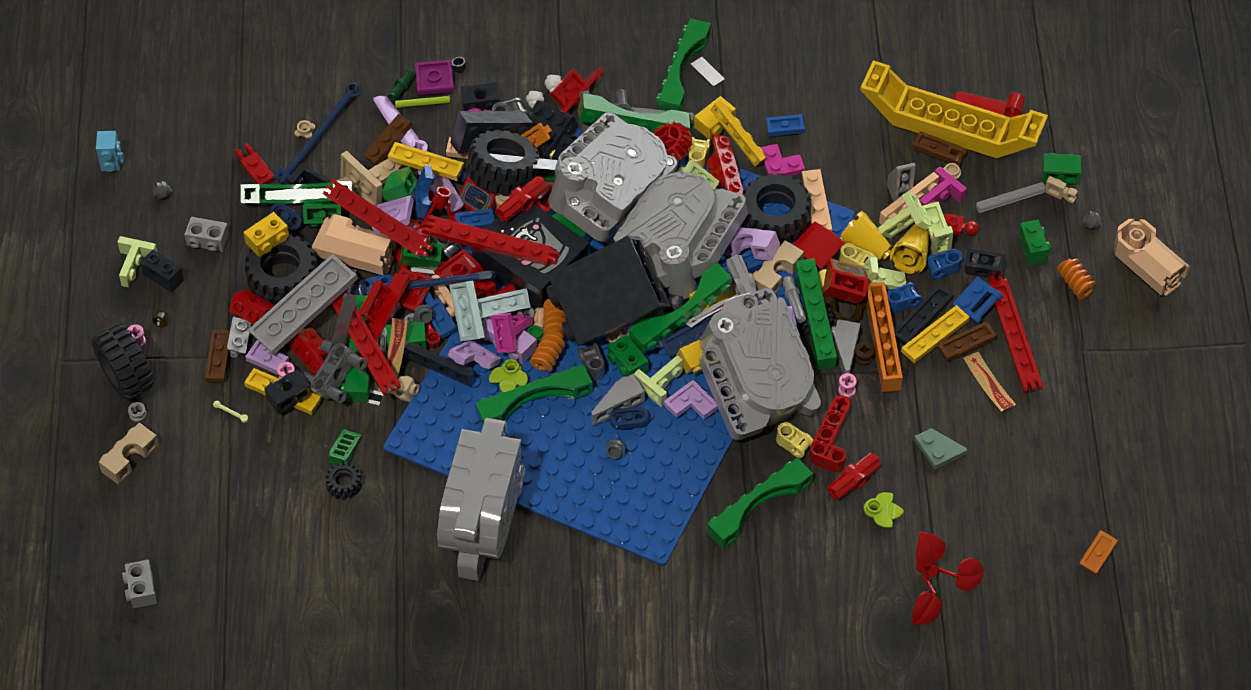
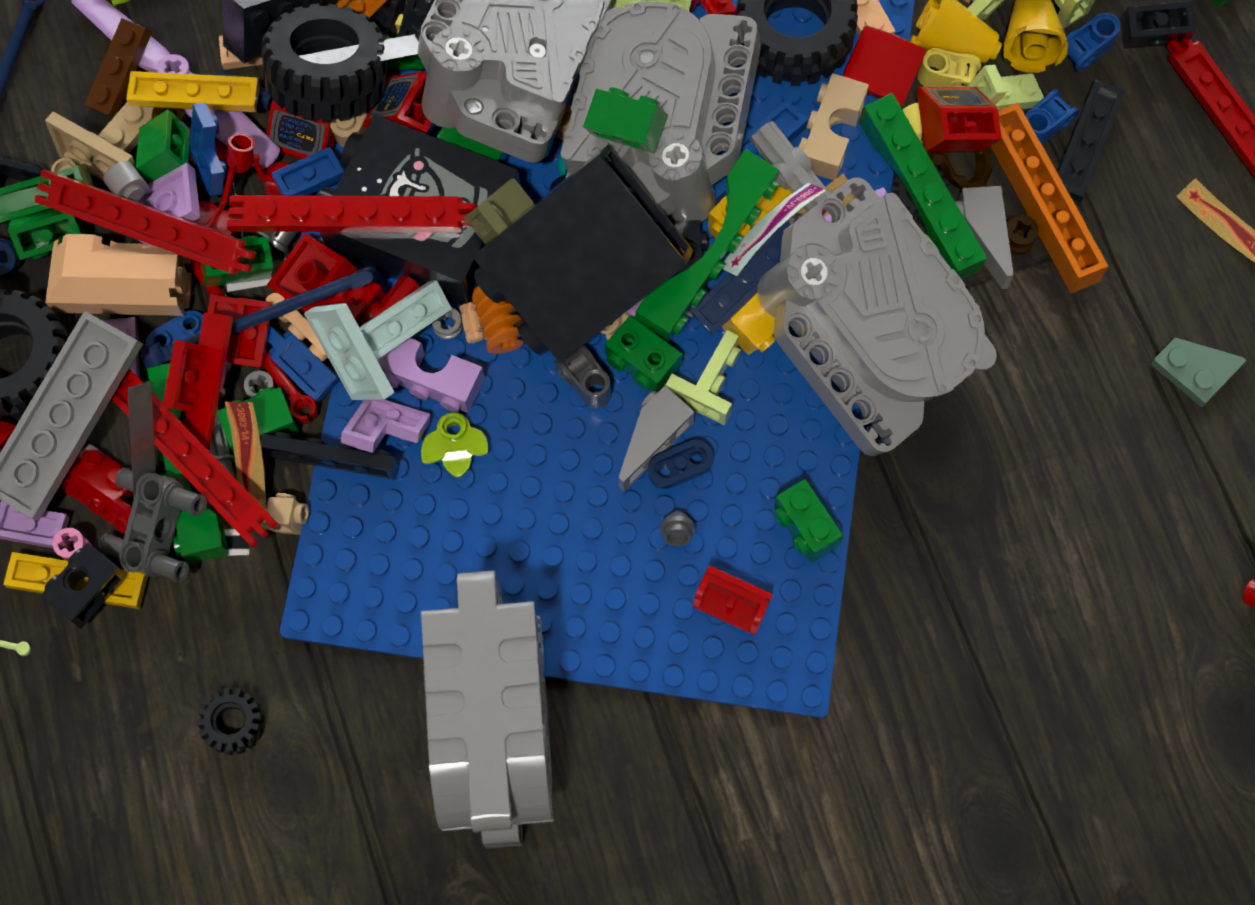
camera: 15 degrees left, 15 degrees up
(333, 455) = (215, 683): green slope -> none
(374, 195) = (125, 181): none -> light grey plate
(423, 314) = (274, 371): dark grey plate -> none
(506, 328) = (427, 366): dark pink bracket -> none
(521, 199) = (379, 123): red piece -> none
(536, 332) = (474, 351): green plate -> none
(548, 350) = (504, 380): orange piece -> none
(564, 258) = (499, 210): none -> olive bracket
(569, 383) = (563, 429): green arch -> none
(632, 490) = (732, 600): none -> red hinge
(652, 226) = (625, 119): none -> green brick
(687, 462) = (807, 521): none -> green brick
(691, 396) = (771, 395): lavender plate -> none
(762, 243) = (799, 86): lavender arch -> none
(789, 480) = (913, 614): green arch -> none
(792, 294) = (871, 161): light grey axle -> none
(796, 441) = (965, 424): light yellow piece -> none
(832, 431) = (1021, 391): red beam -> none
(844, 384) = (1022, 297): bright pink bush -> none
(854, 476) = (1084, 462): red piece -> none
(885, 511) = (1154, 508): lime plate -> none
(935, 333) = (1120, 168): yellow plate -> none
(966, 341) = (1173, 167): reddish brown plate -> none
(974, 295) = (1158, 86): blue plate -> none

